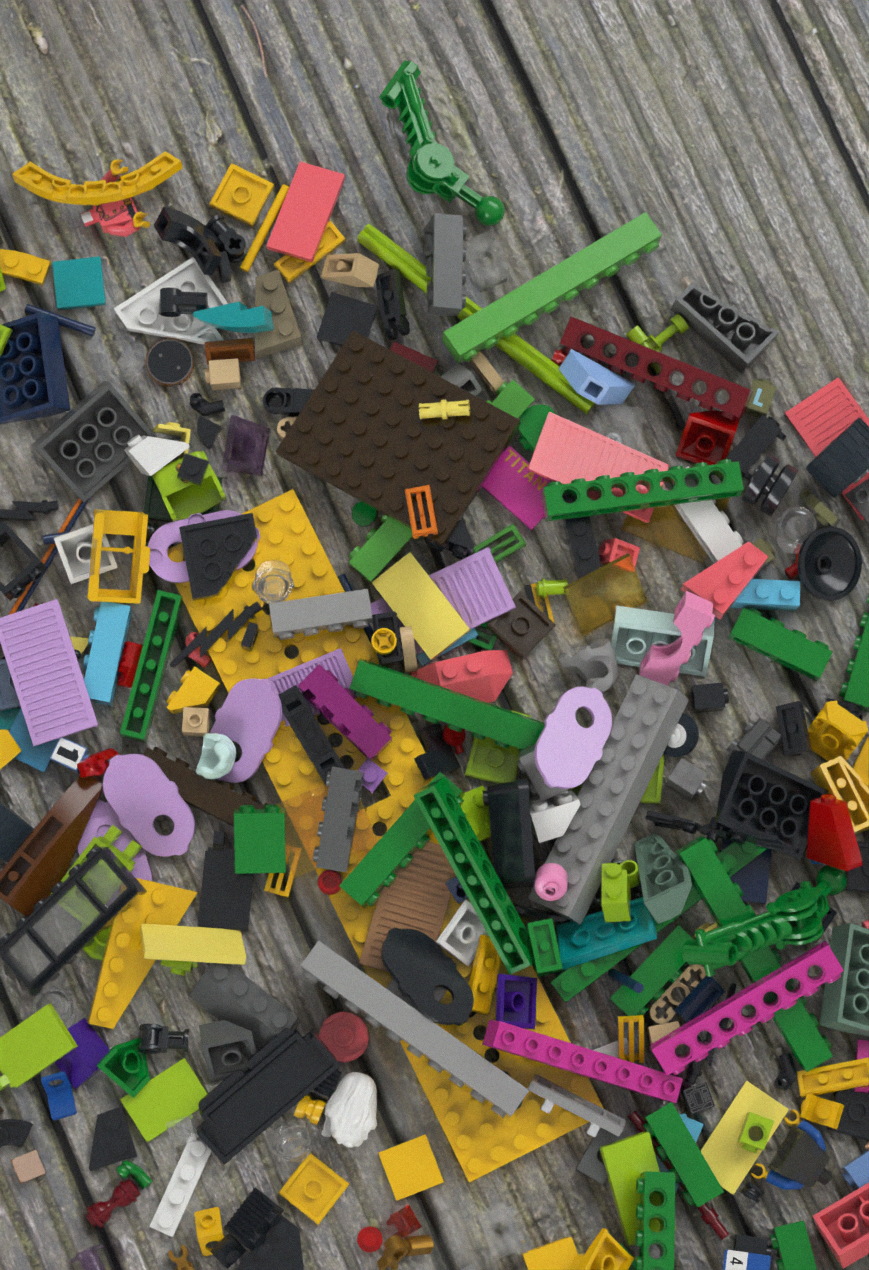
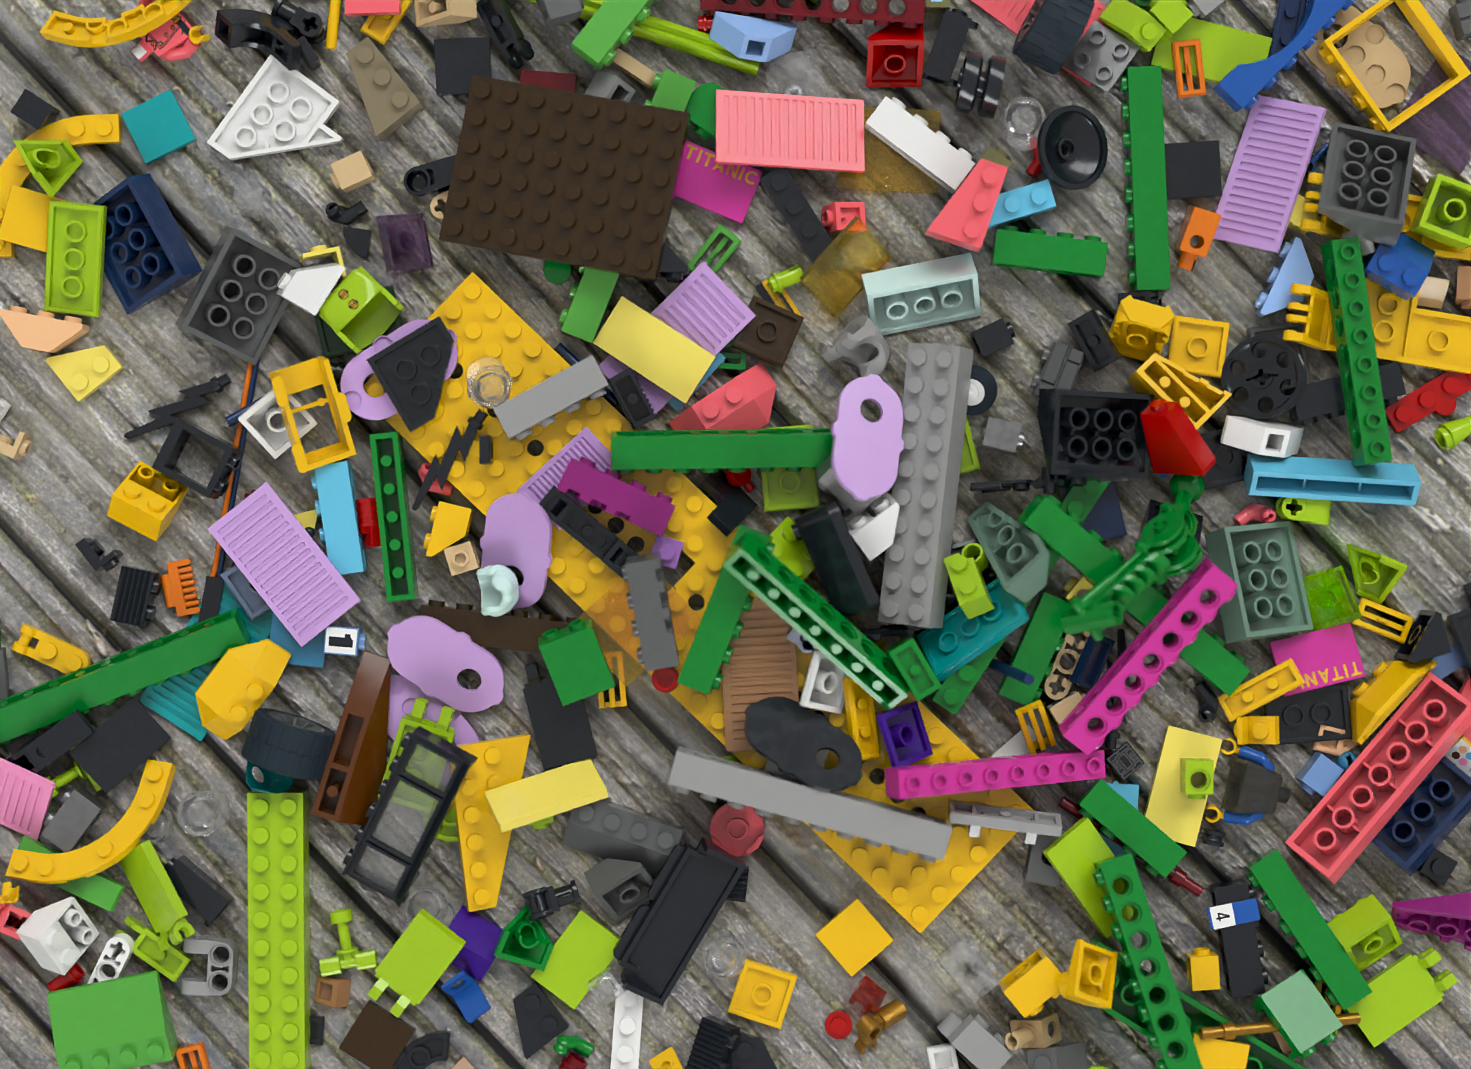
camera: 20 degrees left, 10 degrees up
(63, 321) = (157, 175): dark blue bar -> none
(96, 763) = (375, 640): red hinge -> none
(169, 362) = (289, 179): black tile -> none
(175, 302) = (271, 112): black piece -> none
(193, 469) = (358, 292): black plate -> none
(230, 349) = (349, 142): dark orange tile -> none
(237, 318) = (343, 106): teal slope -> none
(310, 1109) = (730, 916): yellow wheel -> none
(351, 1110) = (773, 905): white hair -> none
(383, 641) = (630, 406): yellow wheel -> none
(408, 649) = (658, 401): tan beam -> none
(424, 531) = (631, 273): orange tile -> none
(444, 409) = (603, 130): light yellow pin -> none
(551, 882) = (898, 599): bright pink head -> none
(557, 509) = (938, 102): green brick -> none
(691, 618) = (948, 264): bright pink arch -> none
(823, 514) = (1048, 95): olive wing -> none

